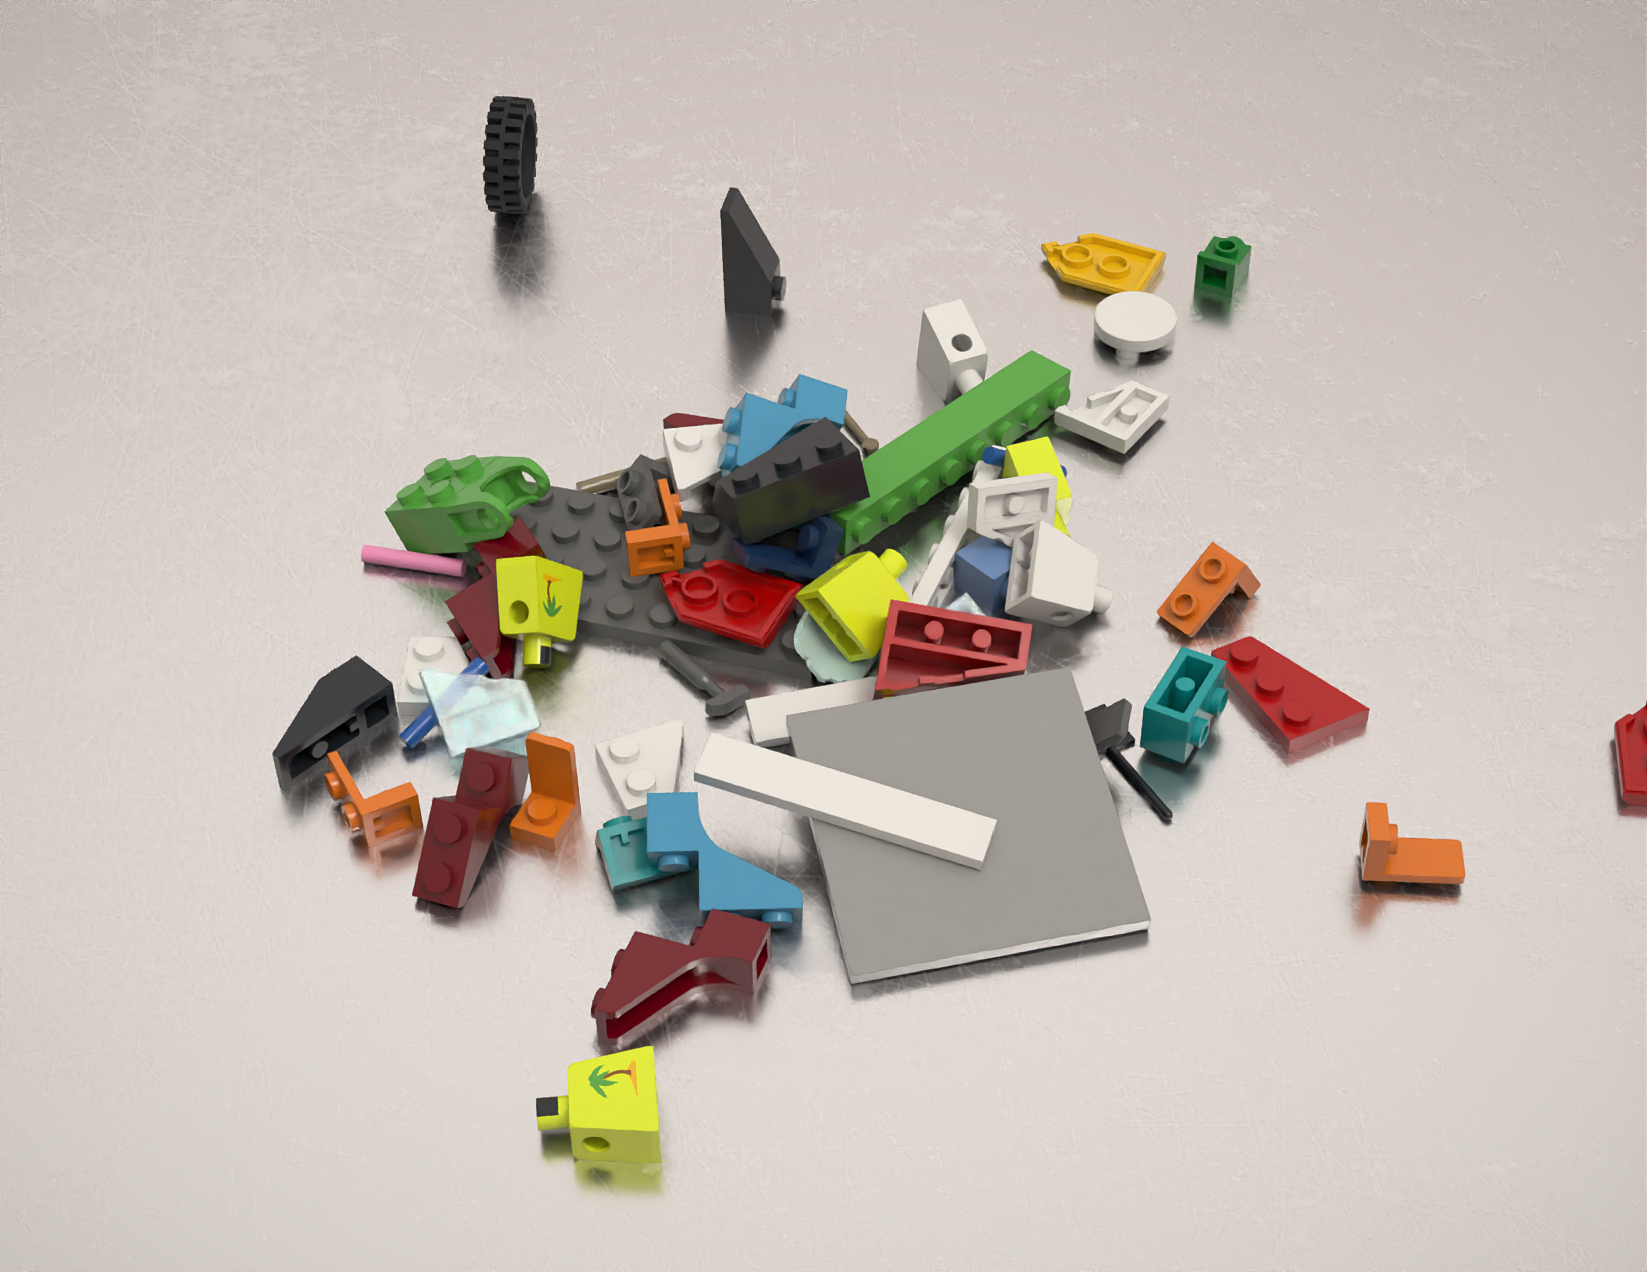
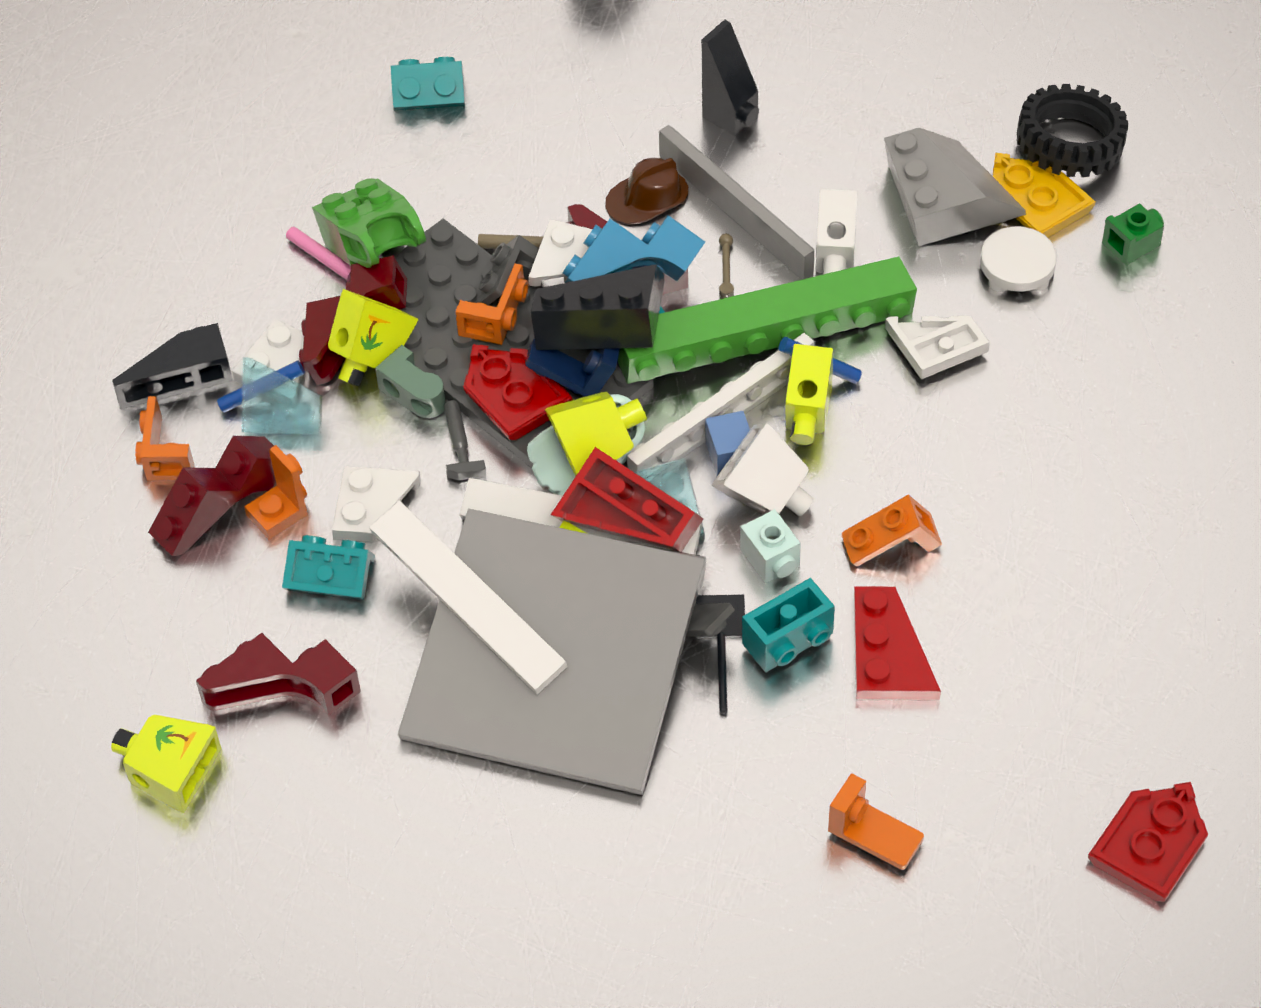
camera: 30 degrees right, 10 degrees up
(419, 369) = (427, 84): none -> teal bracket
(611, 642) = (409, 385): none -> sand green leg
(722, 383) = (648, 192): none -> reddish brown piece
(725, 880) = (350, 624): dark azure arch -> none
(835, 365) = (737, 203): none -> light grey tile
(1011, 505) = (762, 400): white wing -> none
(1015, 288) = (945, 186): none -> light grey wedge
(1101, 220) = (1068, 155): none -> black tyre
(1103, 646) = (770, 546): none -> light aqua brick

